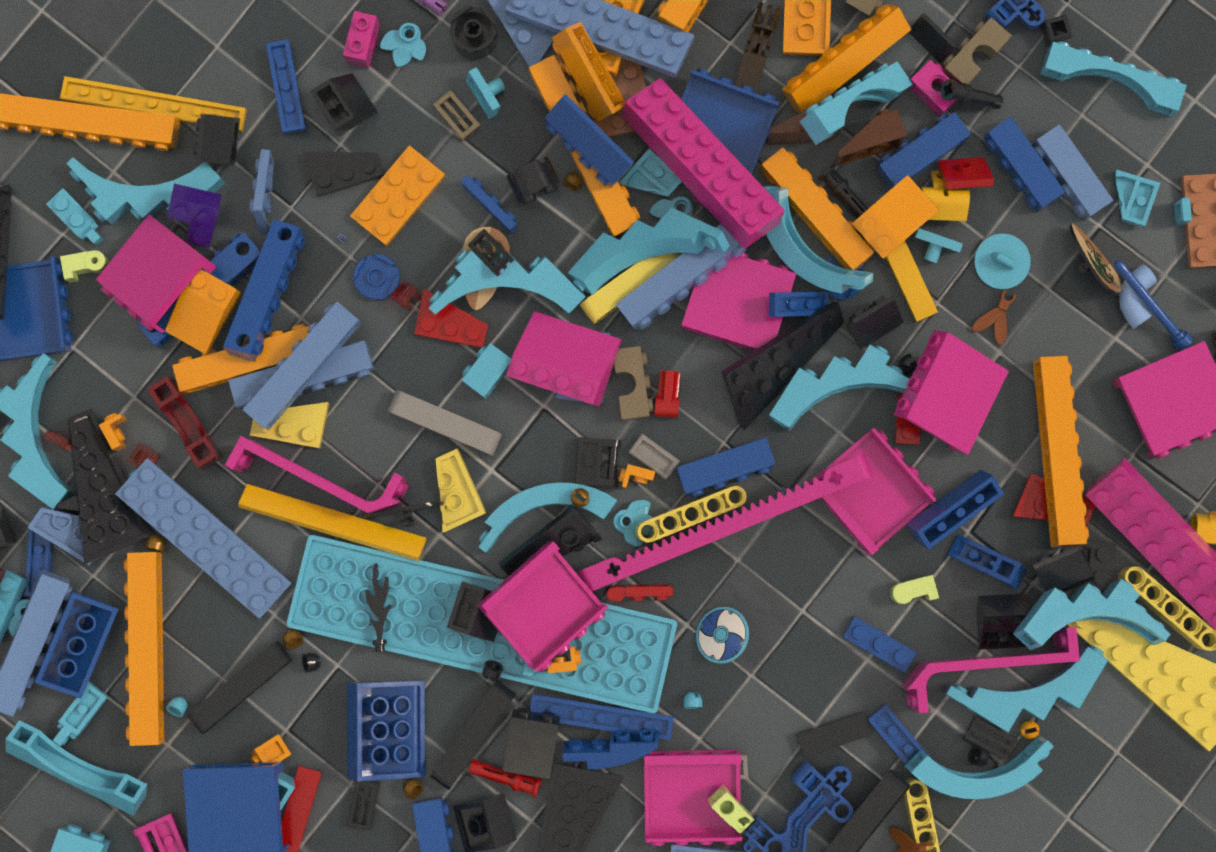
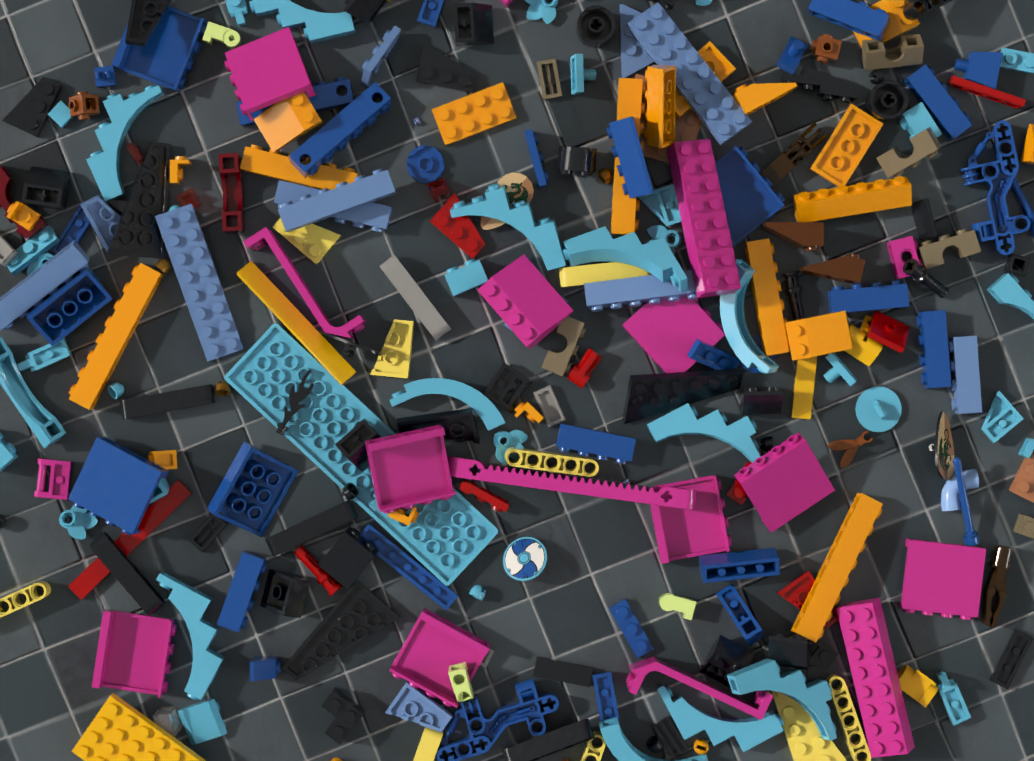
camera: 25 degrees right, 5 degrees up
(197, 208) = (325, 46): dark purple brick -> none
(310, 662) = (226, 412): black hinge -> none
(412, 788) = (248, 540): pearl gold hinge -> none
(501, 263) = (519, 209): black tile -> none
(576, 502) = (484, 405): pearl gold hinge -> none
(620, 749) = (407, 597): blue slope -> none
(830, 116) = (811, 240): medium azure arch -> none

